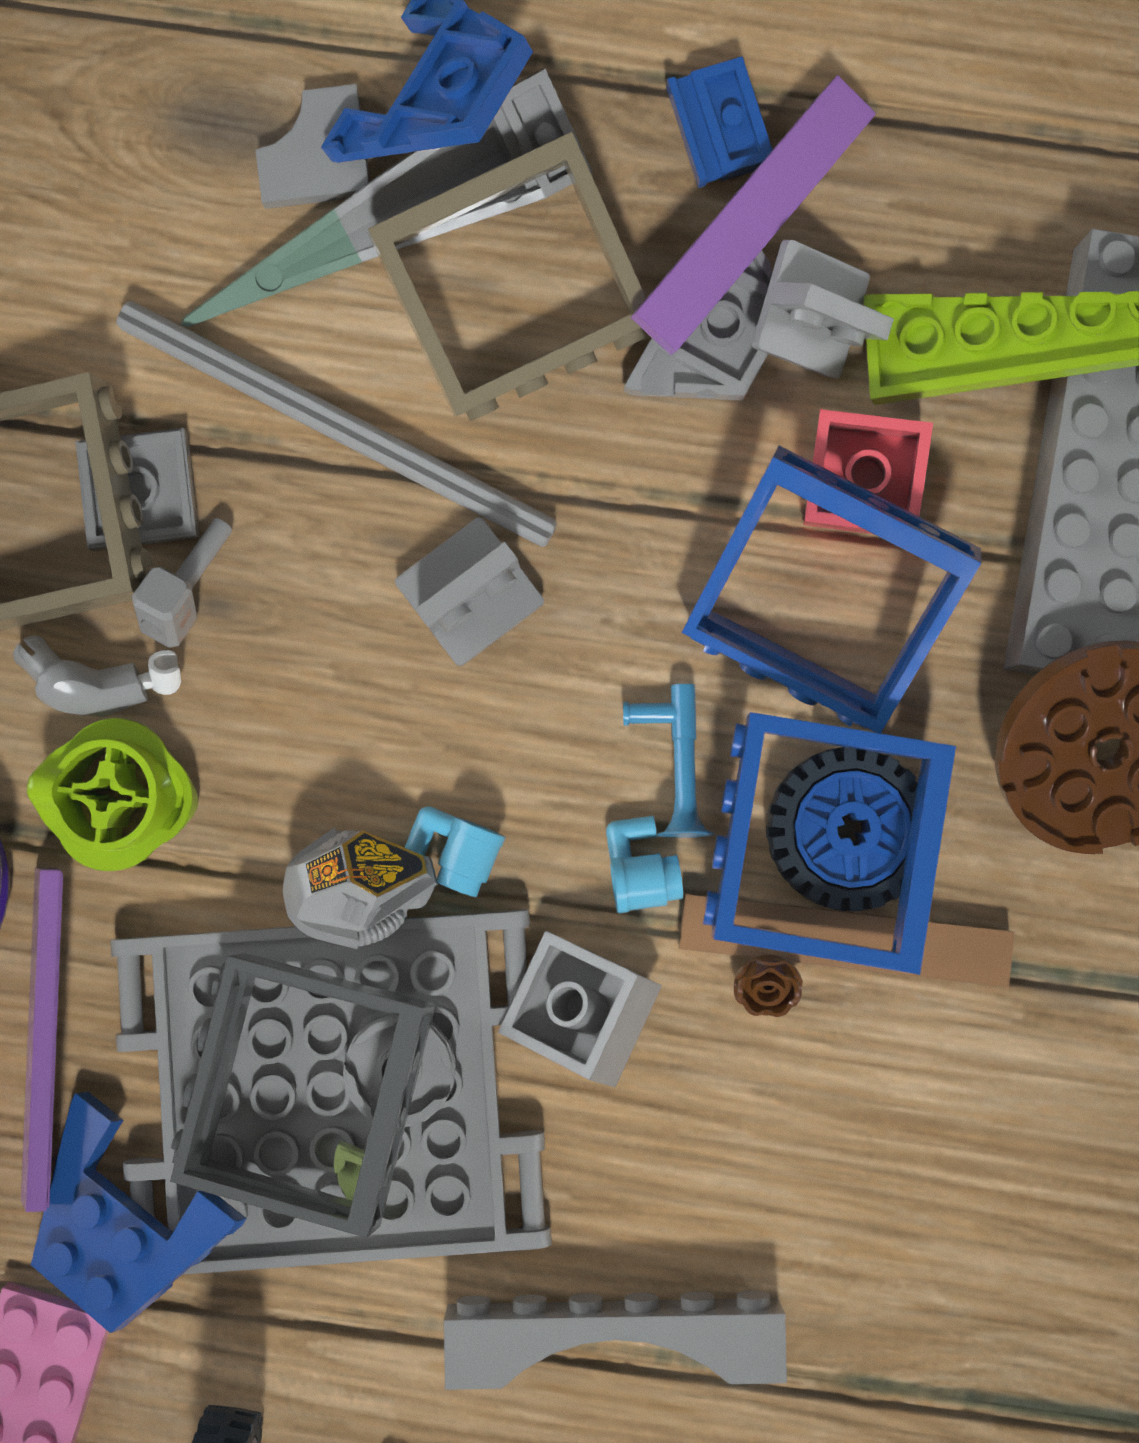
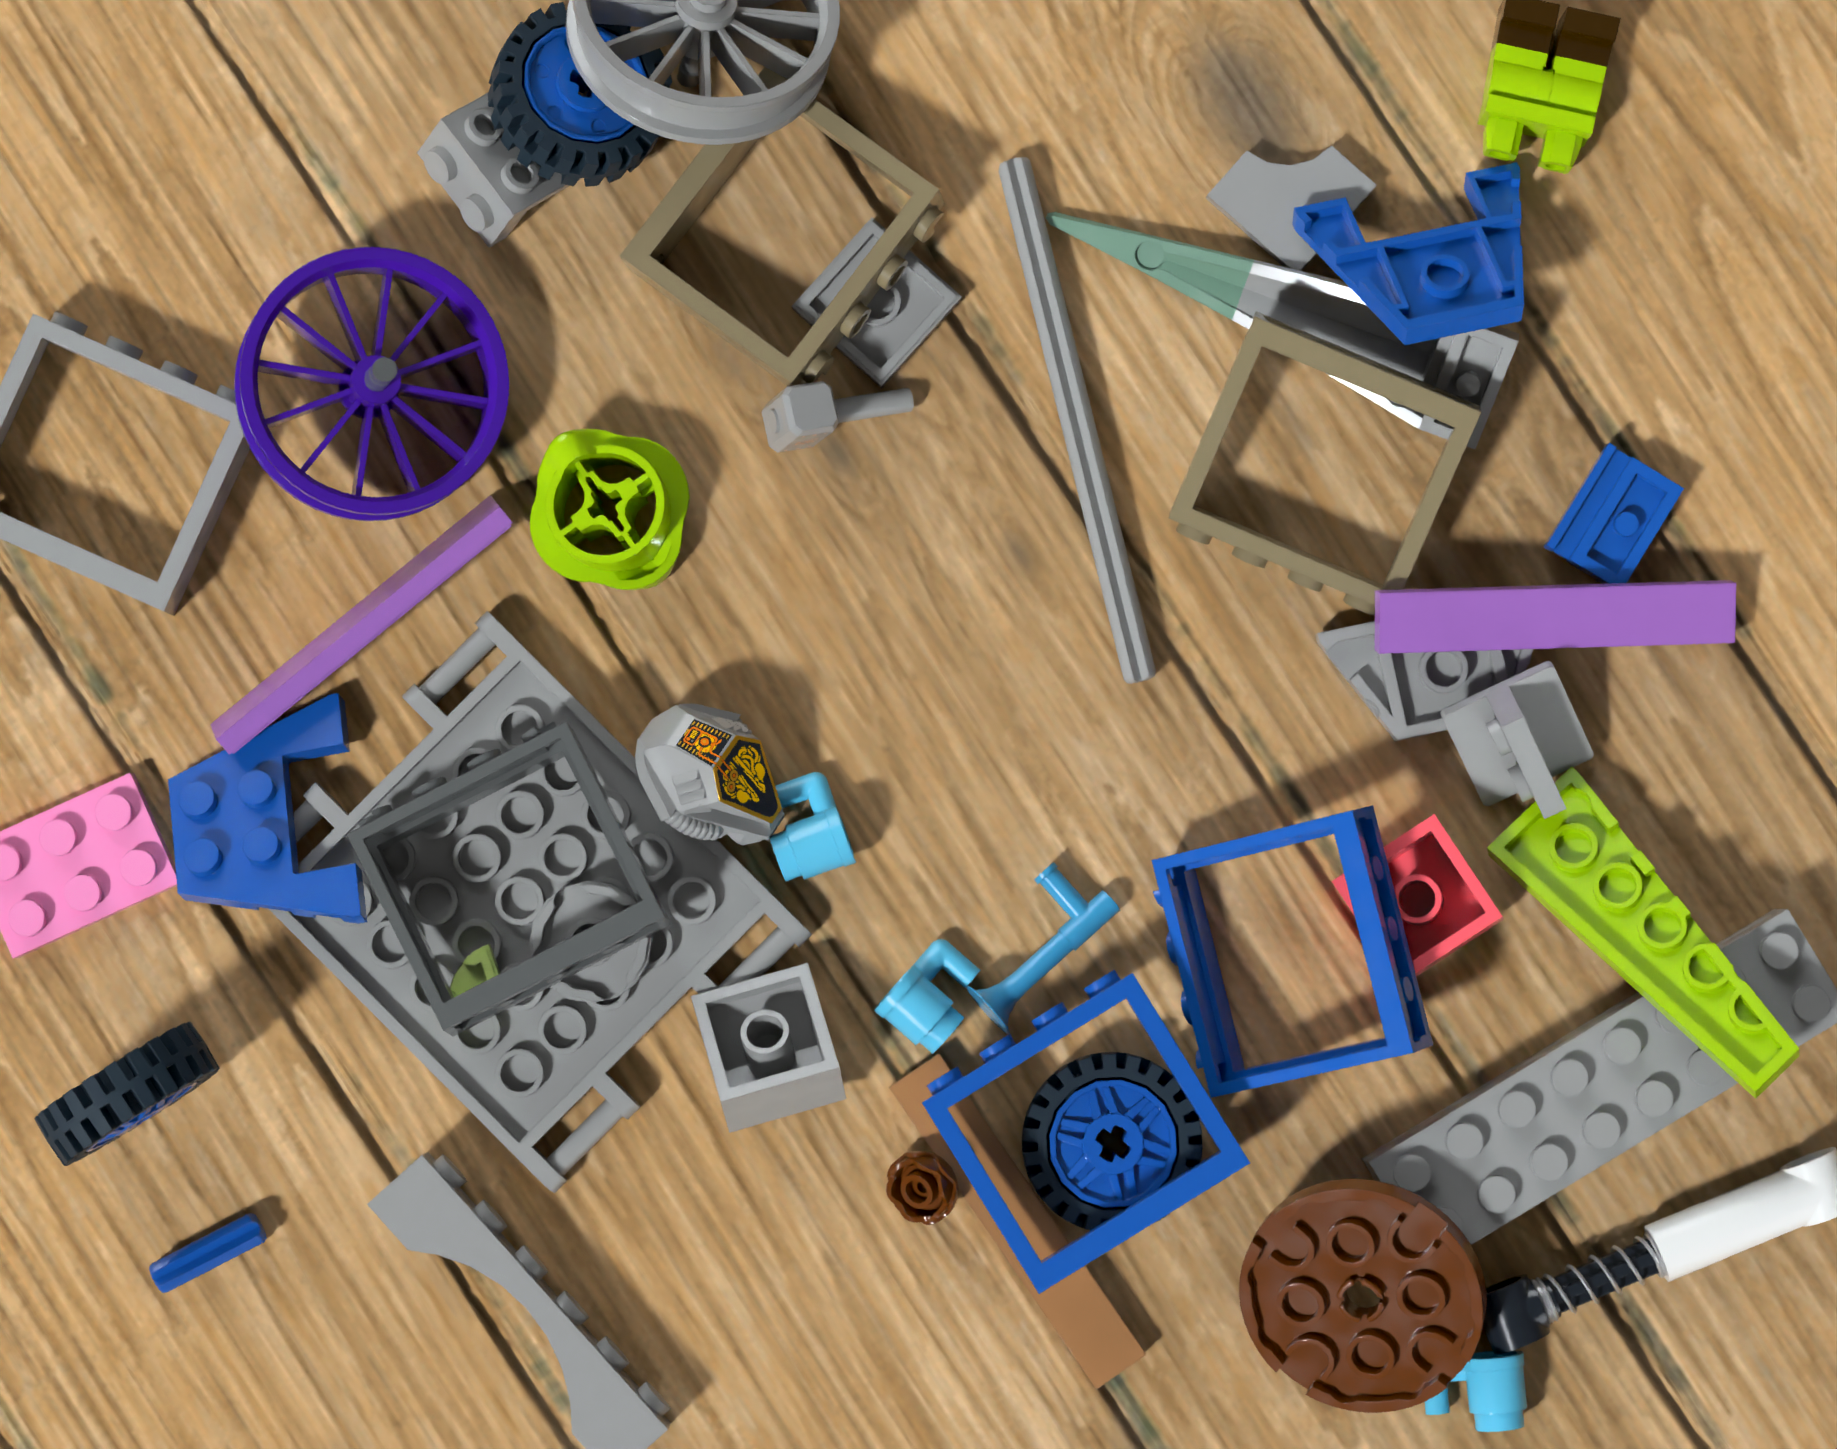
camera: 50 degrees right, 0 degrees up
(93, 692) = (677, 417): light grey arm -> none
(469, 591) = (1033, 654): light grey bracket -> none

